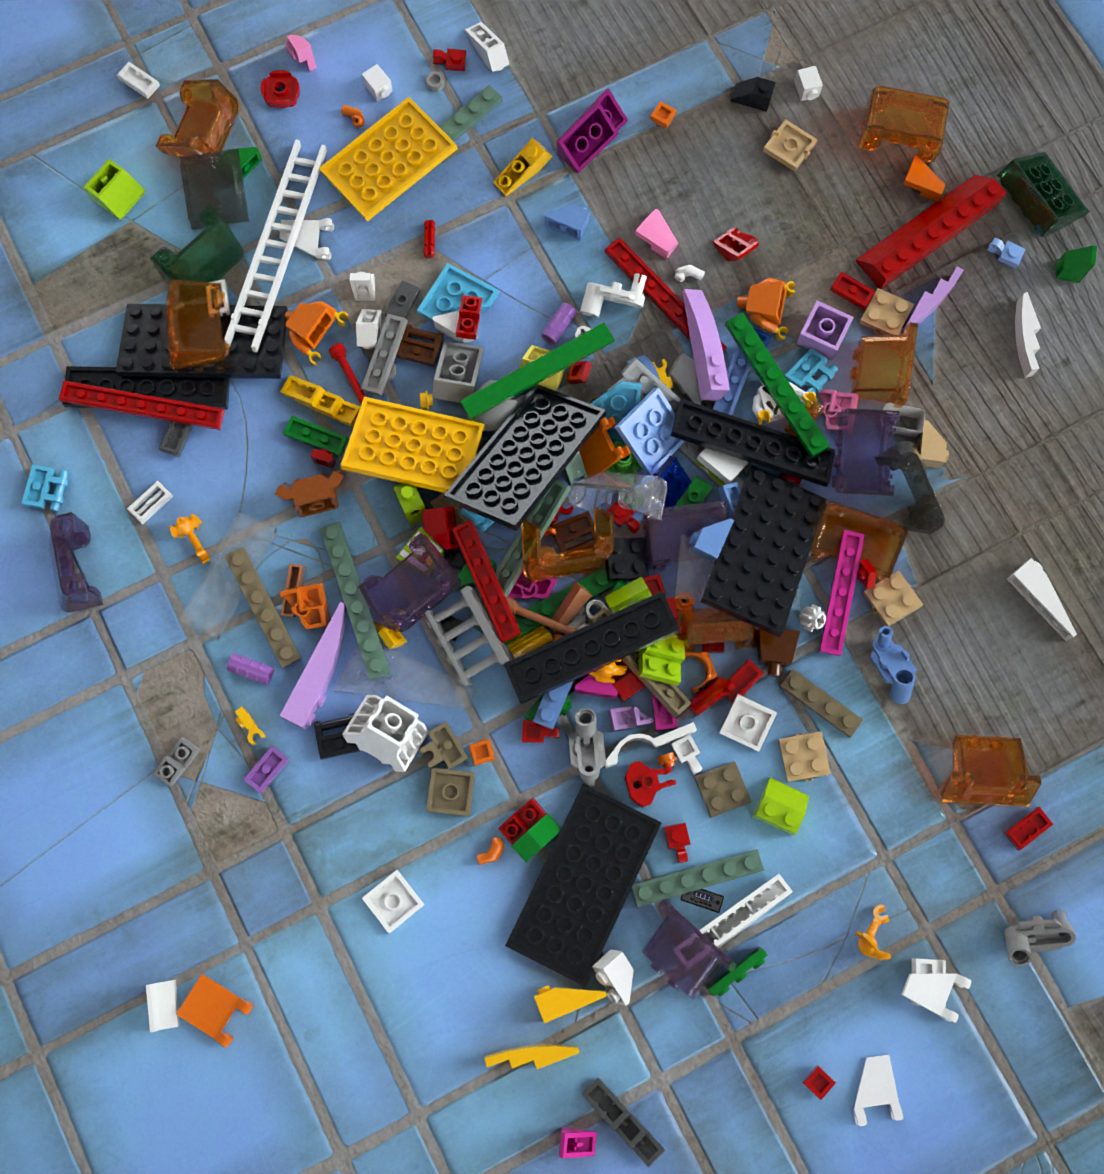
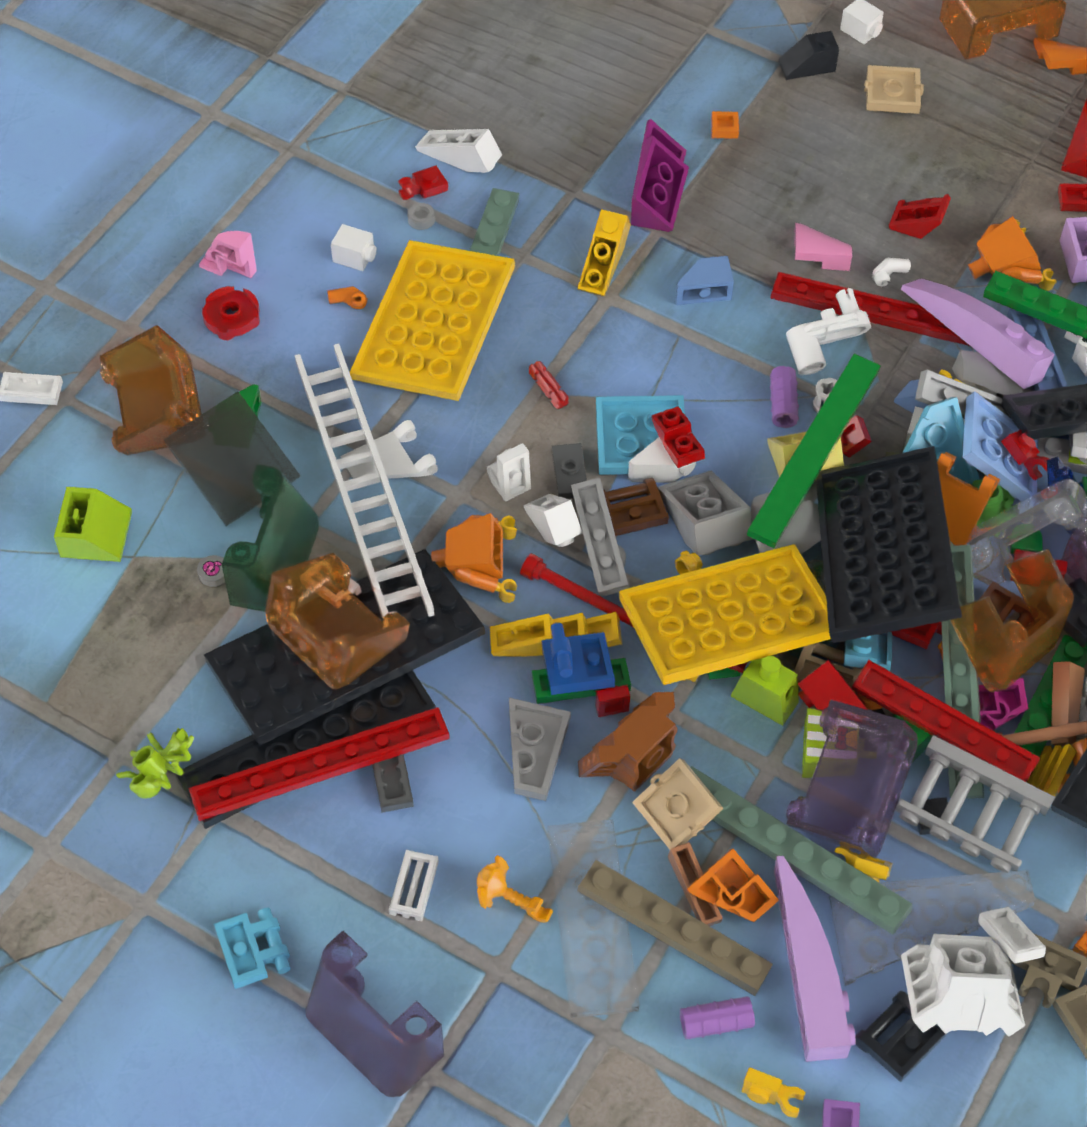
camera: 30 degrees left, 20 degrees down
(55, 356) = (155, 764): none -> lime animal
(265, 461) = (536, 745): none -> light grey wing
(312, 540) = (677, 804): none -> tan plate
(314, 425) = (577, 662): none -> blue plate
(432, 720) = (1011, 935): none -> white plate
(665, 442) = (1025, 452): none -> red plate

